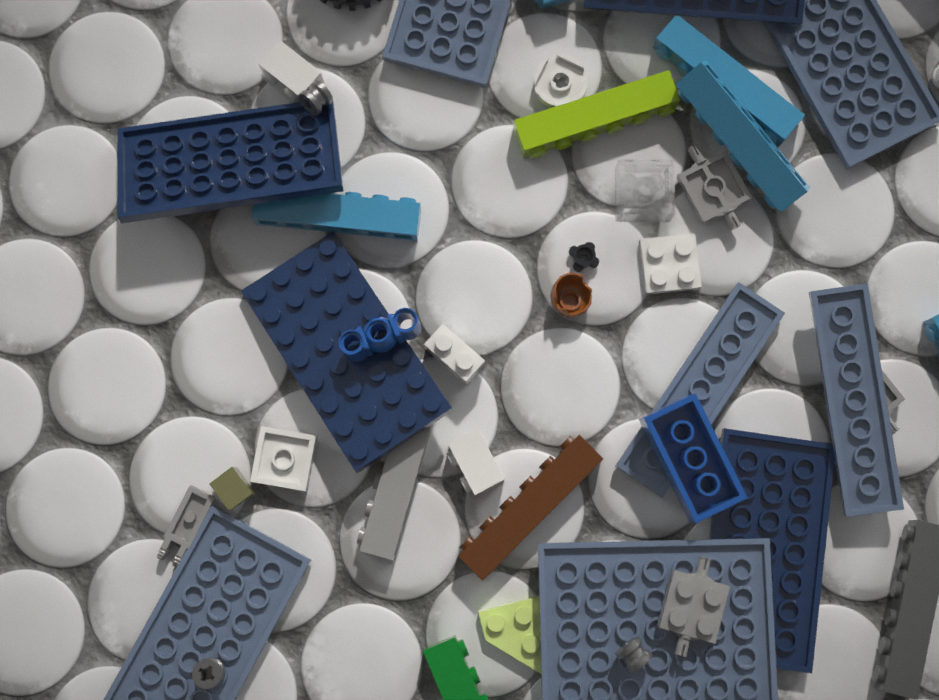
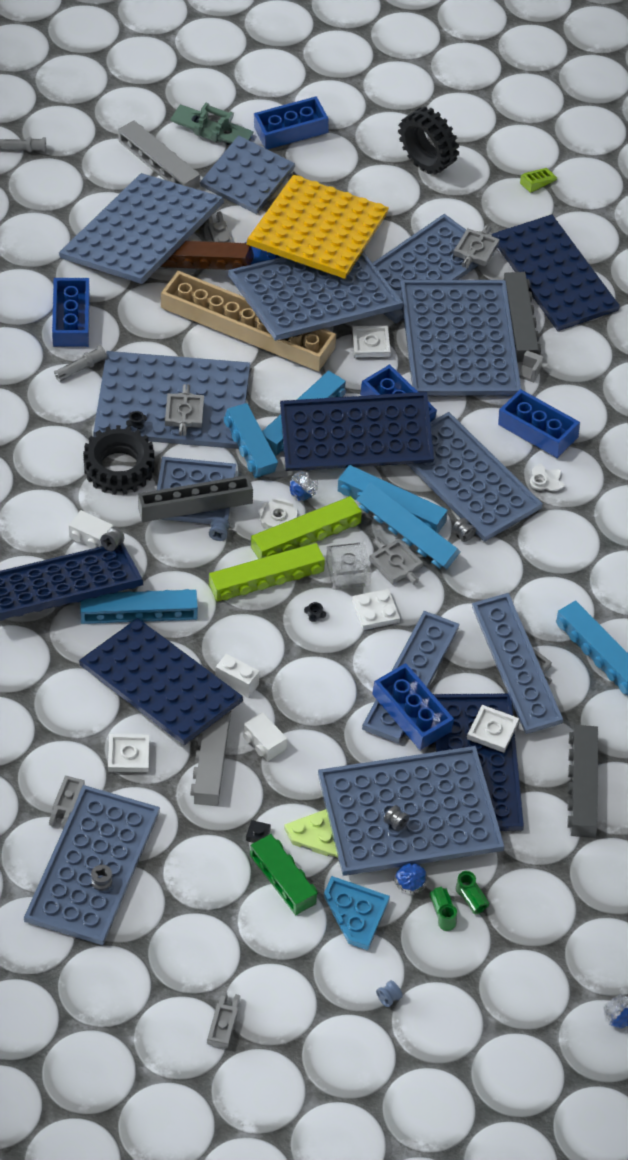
camera: 15 degrees left, 30 degrees down
(232, 488) = (96, 771): olive panel -> none
(366, 335) = (185, 659): blue piece -> none
(440, 616) = (257, 831): none -> black plate
(443, 47) = (195, 498): none -> dark grey brick
(472, 95) = (219, 529): none -> sand blue wheel
(527, 181) = (266, 572): none -> lime brick
(530, 507) = (307, 757): reddish brown brick -> none
(571, 295) = (310, 632): dark orange hair -> none
(604, 39) = (302, 486): none -> clear piece
(693, 606) = (431, 788): light grey plate -> none
(800, 508) = (493, 728): none -> white plate
(821, 147) = (463, 529): none -> flat silver wheel

